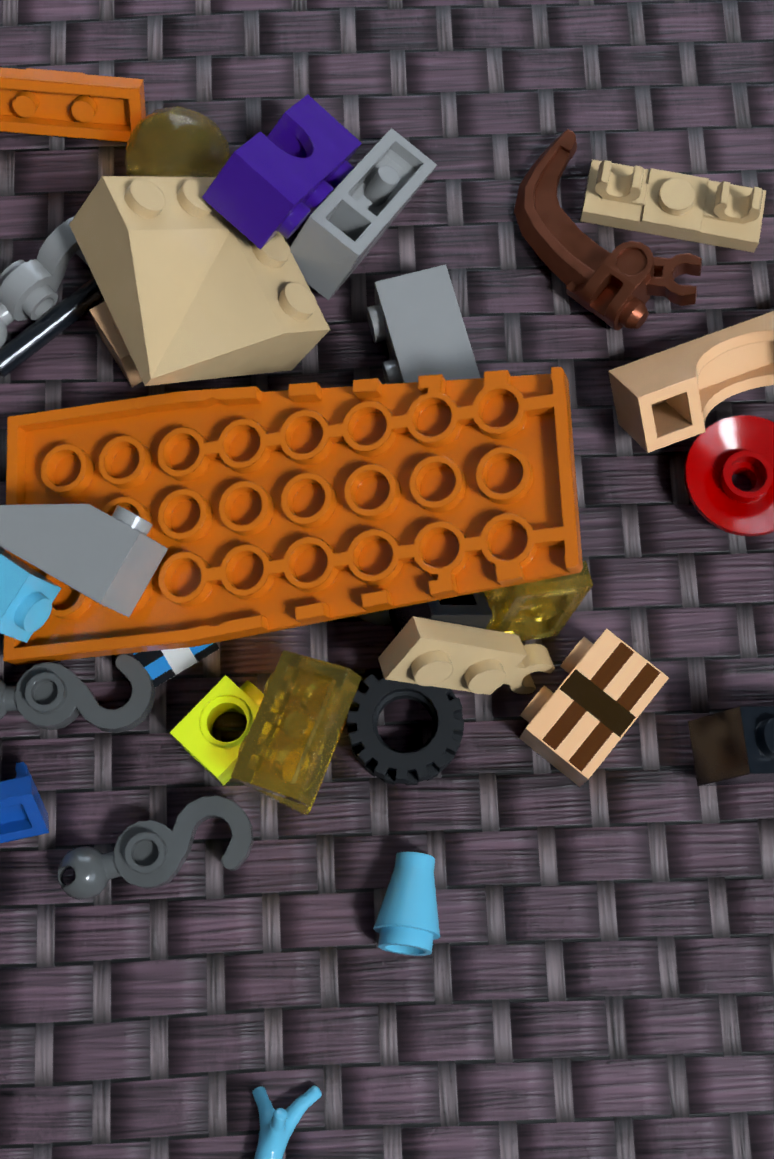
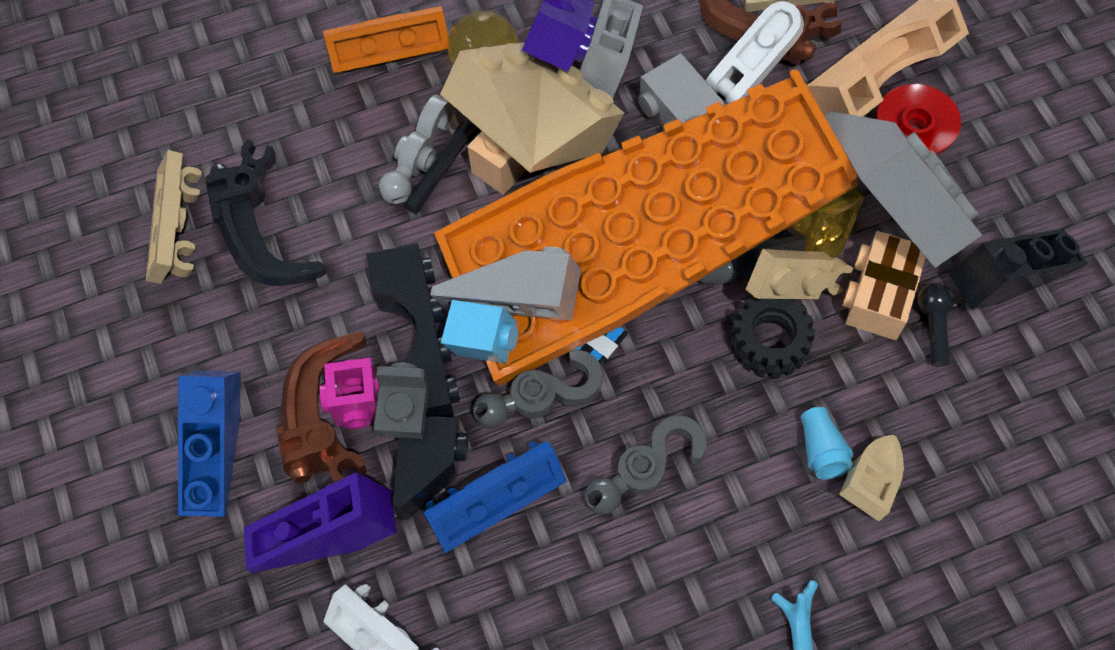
camera: 15 degrees left, 10 degrees down
(195, 729) = (656, 392): neon yellow brick -> none
(296, 730) = (715, 347): clear yellow bracket -> none
(459, 977) = (875, 477): none -> tan plate
(556, 298) = (758, 50): none -> white plate
(652, 755) = (936, 302): none -> black bar
(658, 584) = (908, 184): none -> light grey slope

